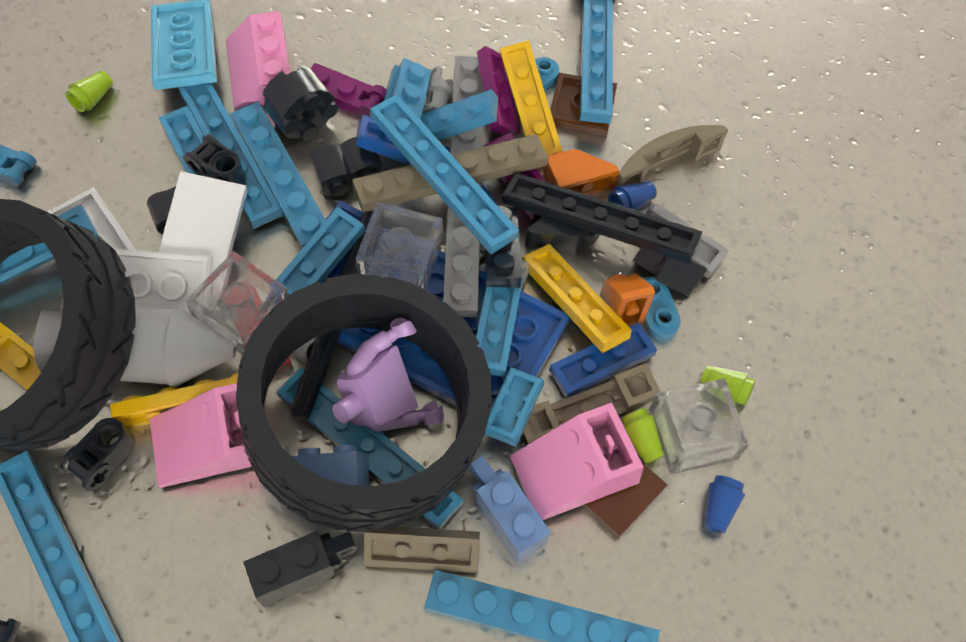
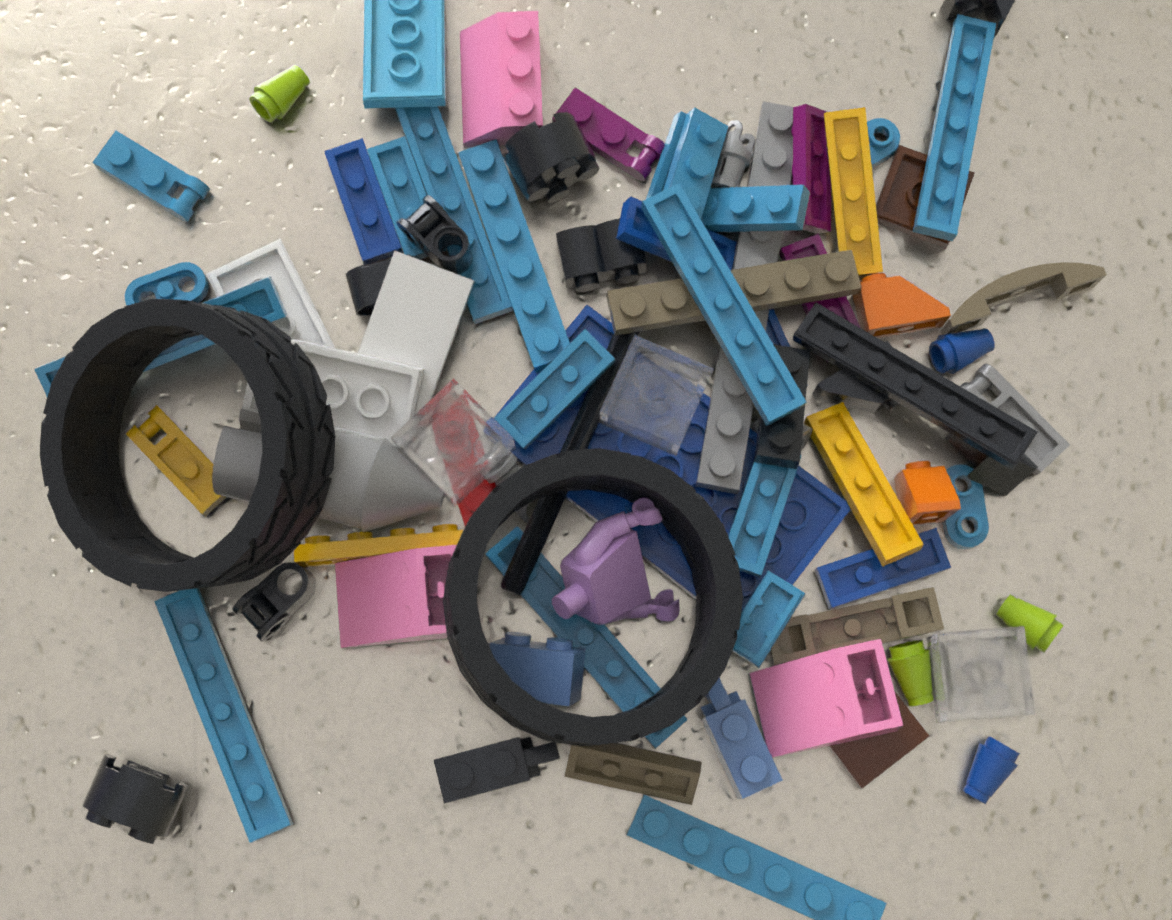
camera: 10 degrees right, 15 degrees up
(156, 150) = (363, 201): none -> blue plate

